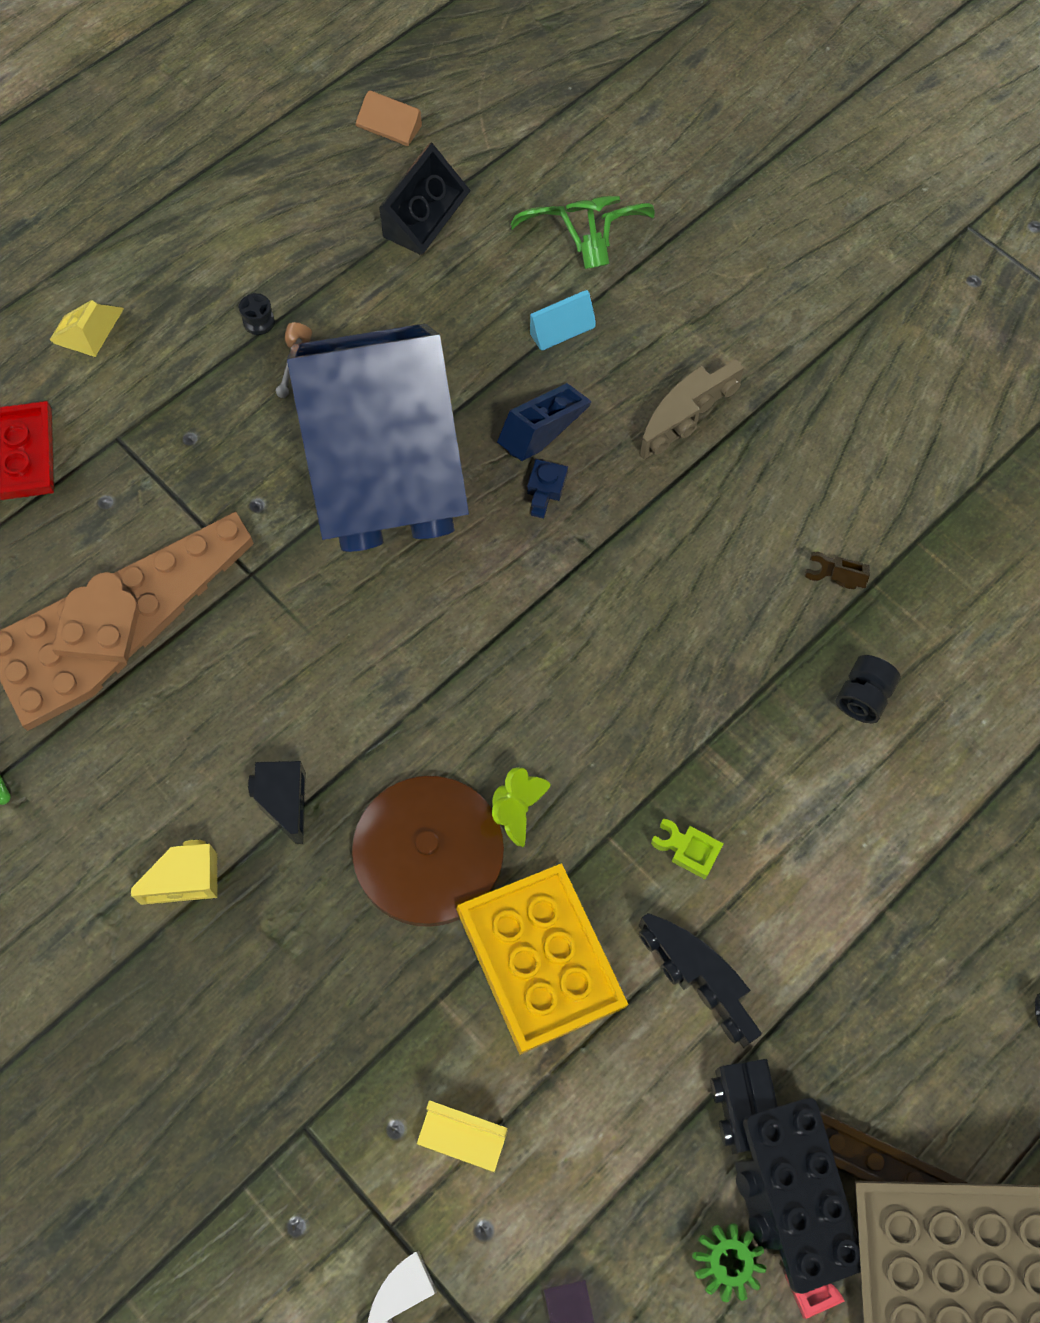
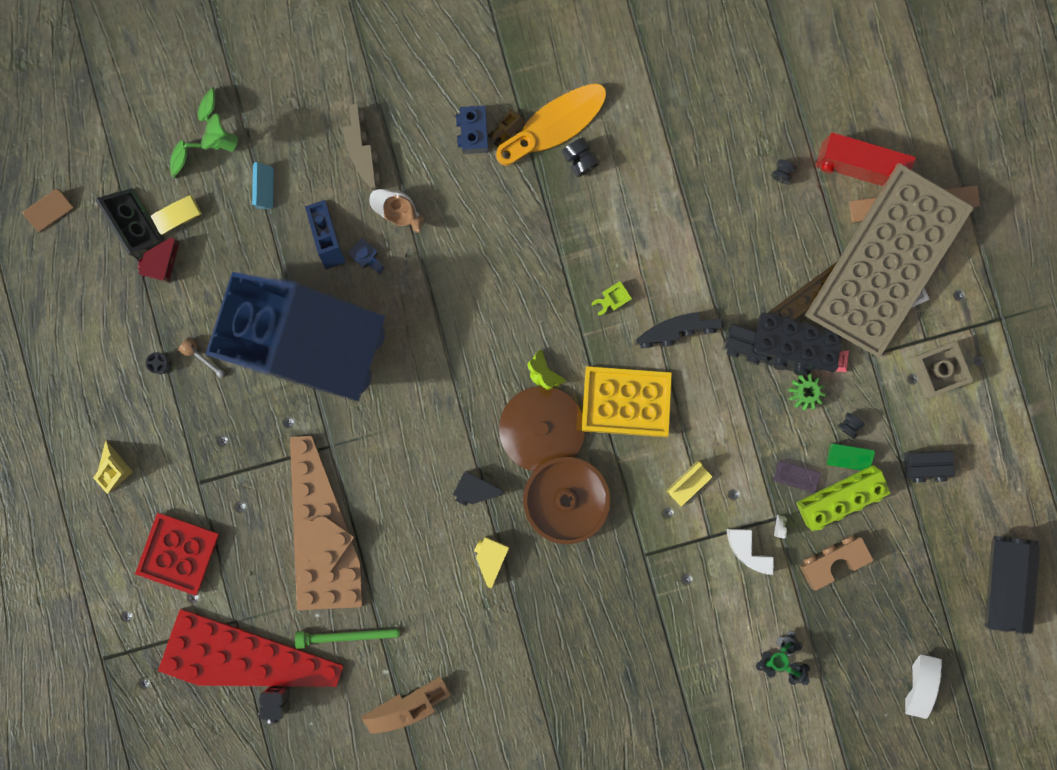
camera: 60 degrees left, 20 degrees up
(331, 942) = (566, 500): none -> reddish brown dish
(395, 255) = (159, 261): none -> dark red slope
(466, 244) = (176, 214): none -> light yellow slope
(635, 483) = (396, 208): none -> medium nougat hair
(807, 529) = (473, 129): none -> dark blue brick
(889, 631) = (554, 123): none -> light orange plant

